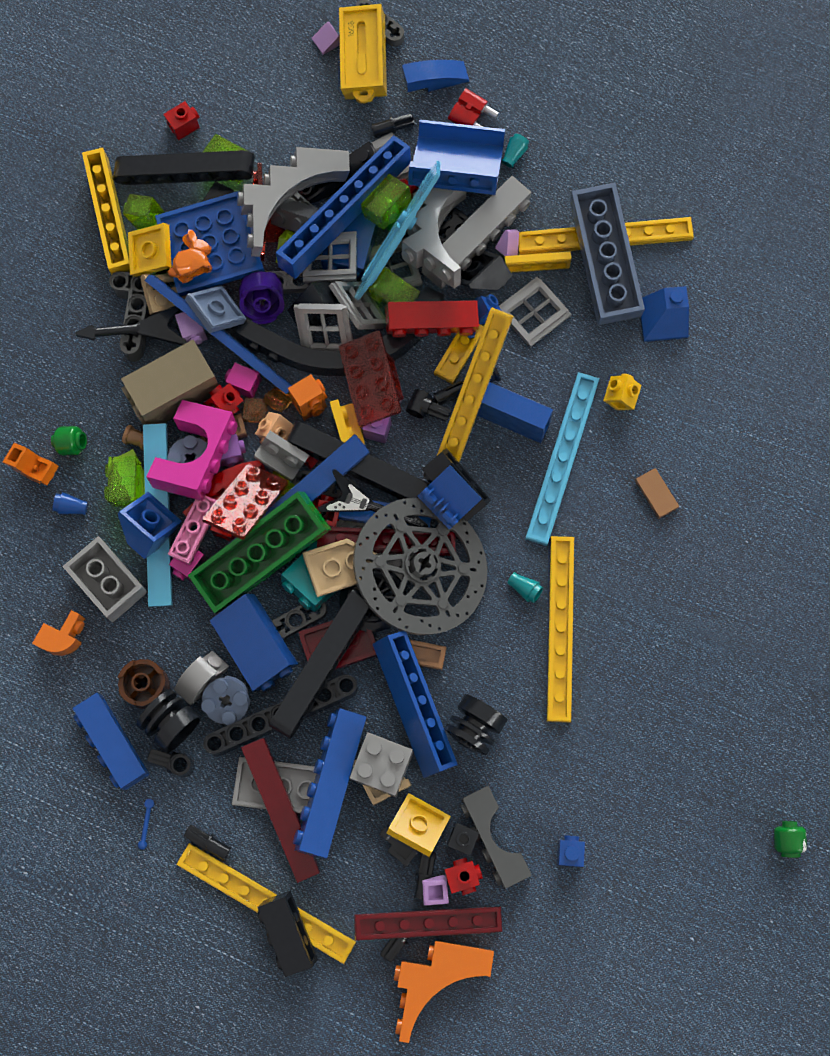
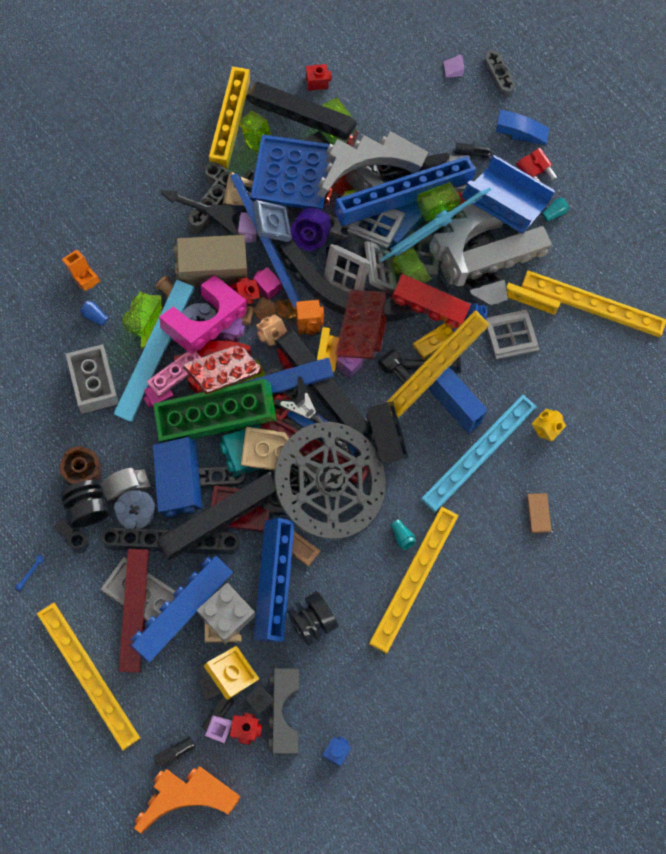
camera: 15 degrees right, 5 degrees down
(62, 641) = (38, 409): orange brick -> none
(69, 440) = (117, 267): green head -> none
(111, 742) = (35, 499): blue brick -> none
(147, 524) = (142, 353): blue slope -> none
(149, 249) = (245, 156): yellow plate -> none
(191, 261) = (272, 178): orange animal -> none
(207, 842) = (67, 608): black axle -> none
(280, 455) = (266, 349): light grey bracket -> none
(287, 934) = (91, 705): black brick -> none
(362, 52) = (475, 88): yellow piece -> none
(427, 923) = (201, 750): dark red tile -> none
(449, 497) = (377, 439): blue hinge -> none
(508, 243) = (517, 274): lavender slope -> none
(606, 254) = (587, 316): sand blue brick -> none
(666, 314) = (611, 382): blue slope -> none
(790, 839) = (513, 826): green head -> none

